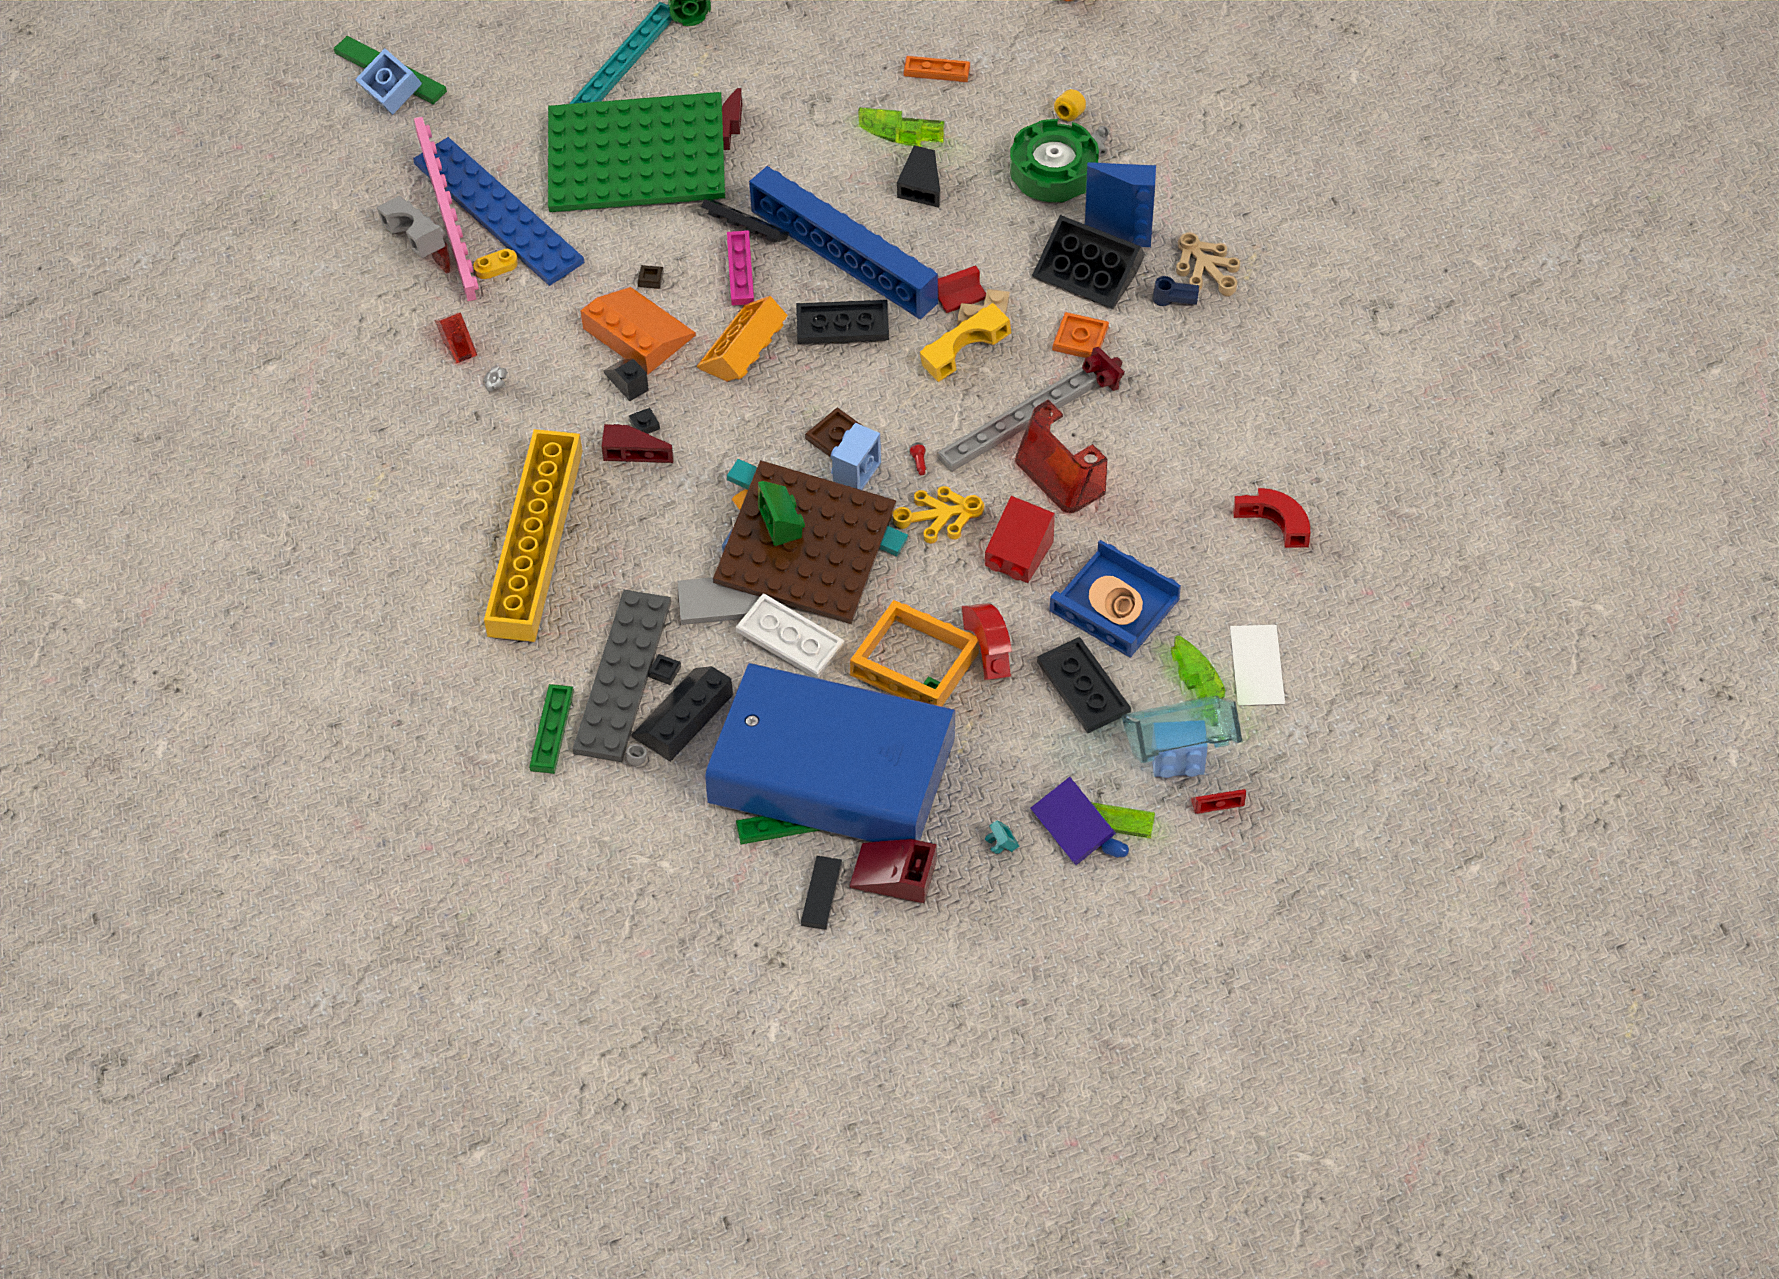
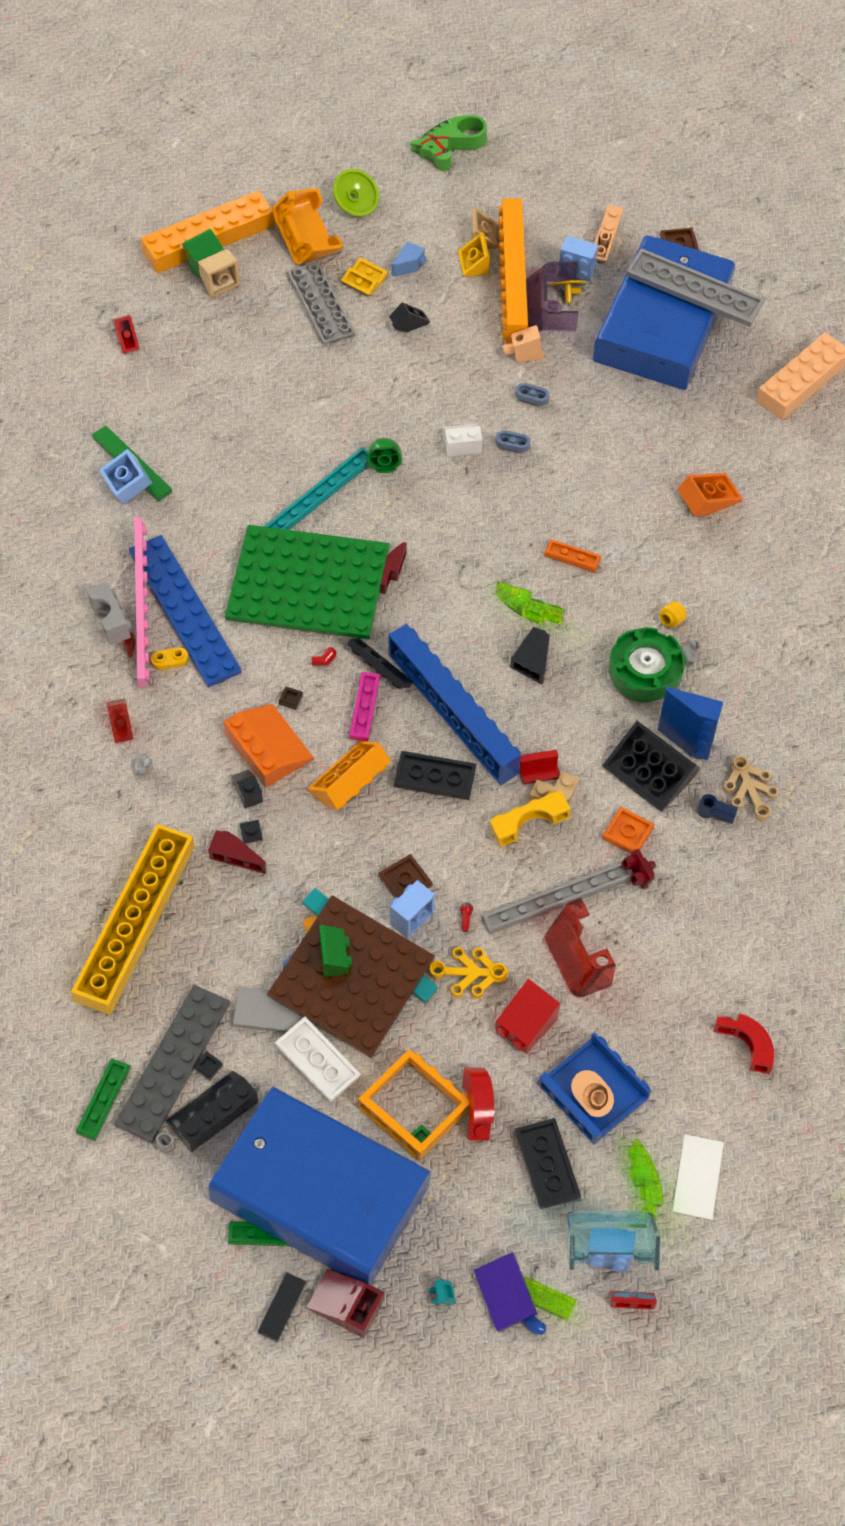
camera: 10 degrees right, 5 degrees up
(679, 229) = (326, 658): none -> red arm

